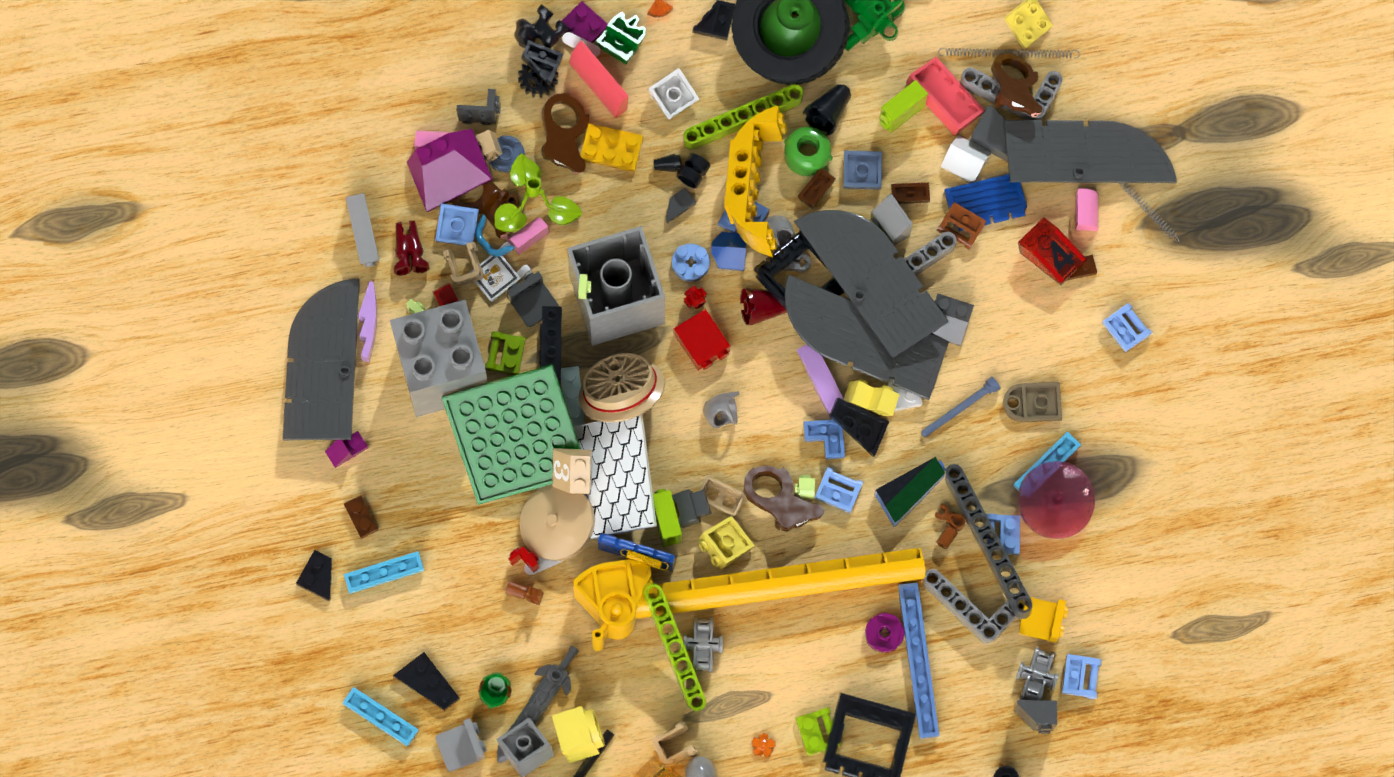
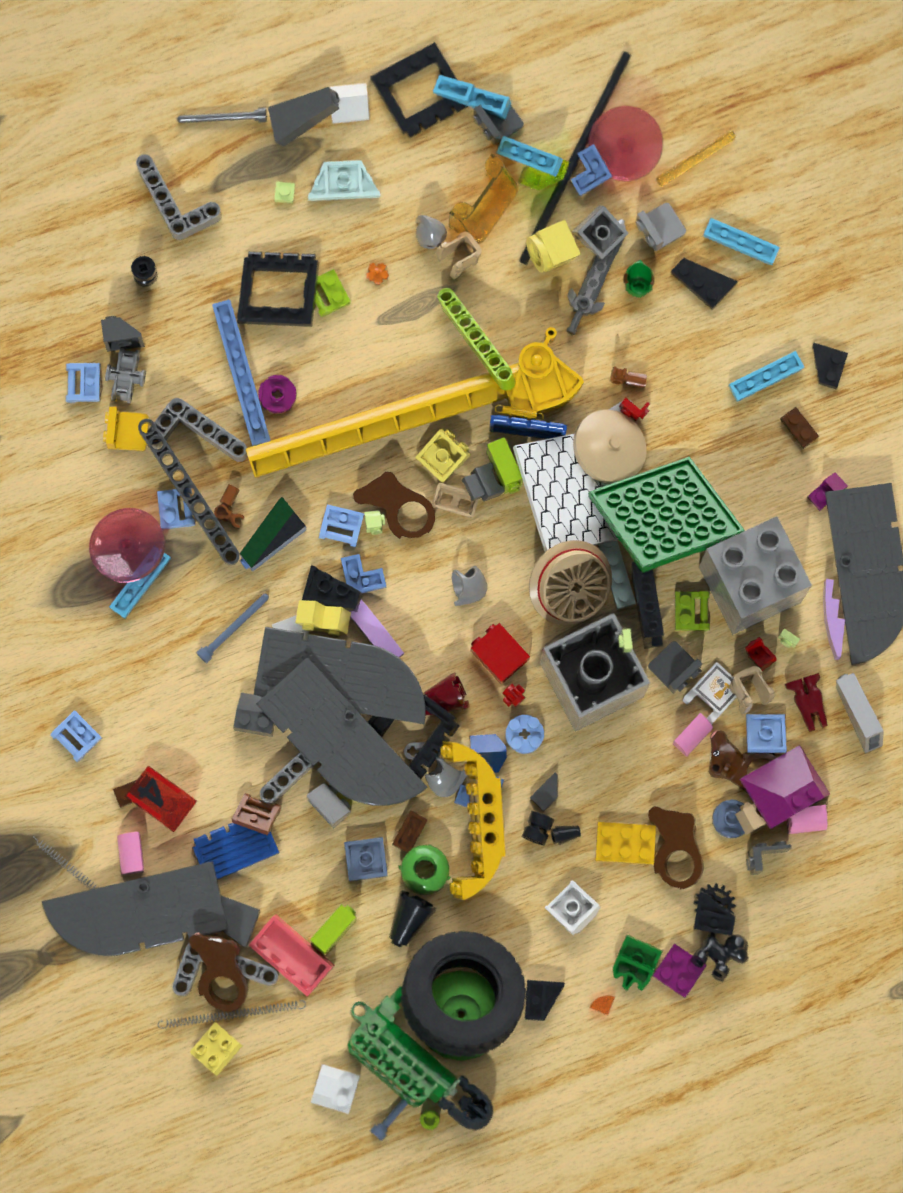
camera: 170 degrees right, 5 degrees up
(485, 245) = (734, 718): dark azure animal -> none
(528, 173) = (709, 798): lime plant -> none
(572, 40) = (676, 946): white sticker -> none
(572, 470) = (602, 487): tan slope -> none
(599, 80) = (651, 908): coral slope -> none
(703, 644) = (449, 355): light grey axle -> none
(733, 117) = (503, 889): lime beam -> none
(911, 192) = (313, 842): reddish brown plate -> none
(965, 159) = (261, 890): white slope -> none
(1035, 402) = (159, 645): dark tan tile -> none

